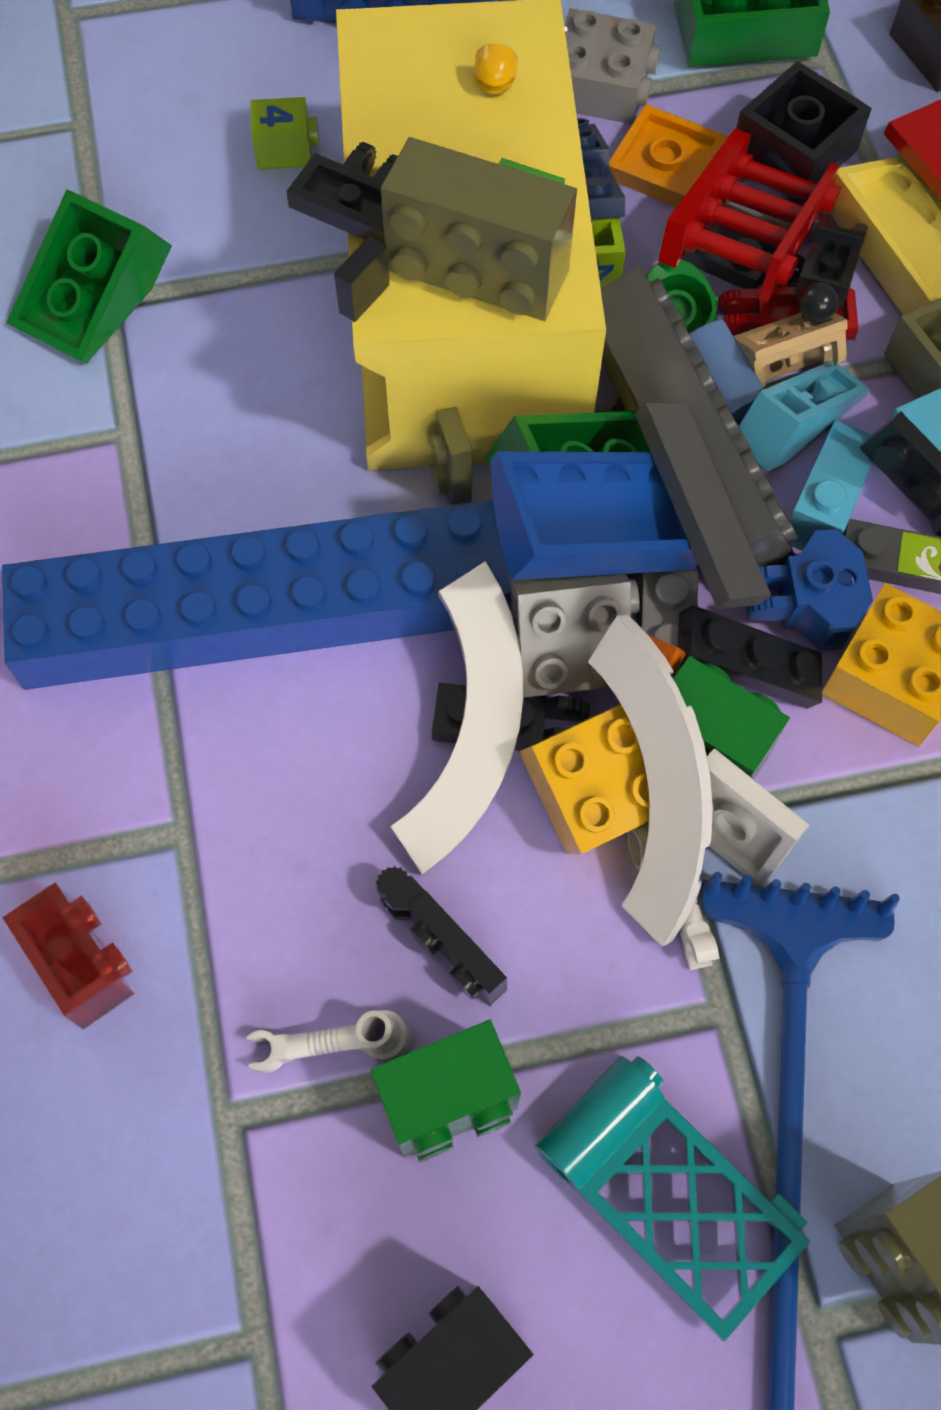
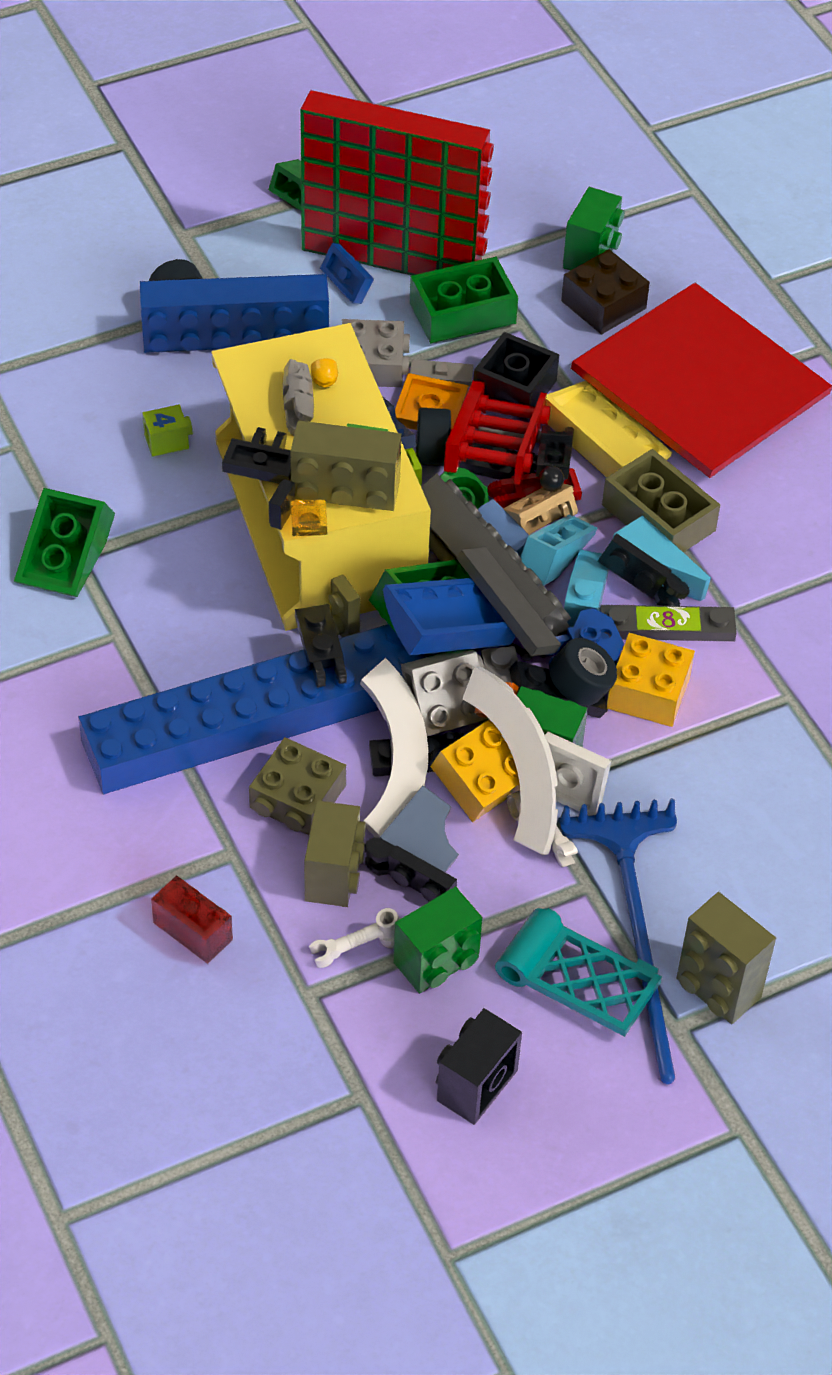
camera: 15 degrees left, 15 degrees down
(305, 743) = (293, 784): none -> olive brick
(319, 885) = (334, 854): none -> olive brick
(394, 513) = (320, 642): none -> black hinge
(399, 310) = (308, 517): none -> clear yellow plate
(443, 94) = (297, 394): none -> light grey hinge
(473, 870) = (422, 830): none -> sand blue tile
(654, 198) = (432, 435): none -> black wheel
(700, 110) = (446, 371): none -> light grey piece
(796, 642) = (583, 671): none -> black wheel

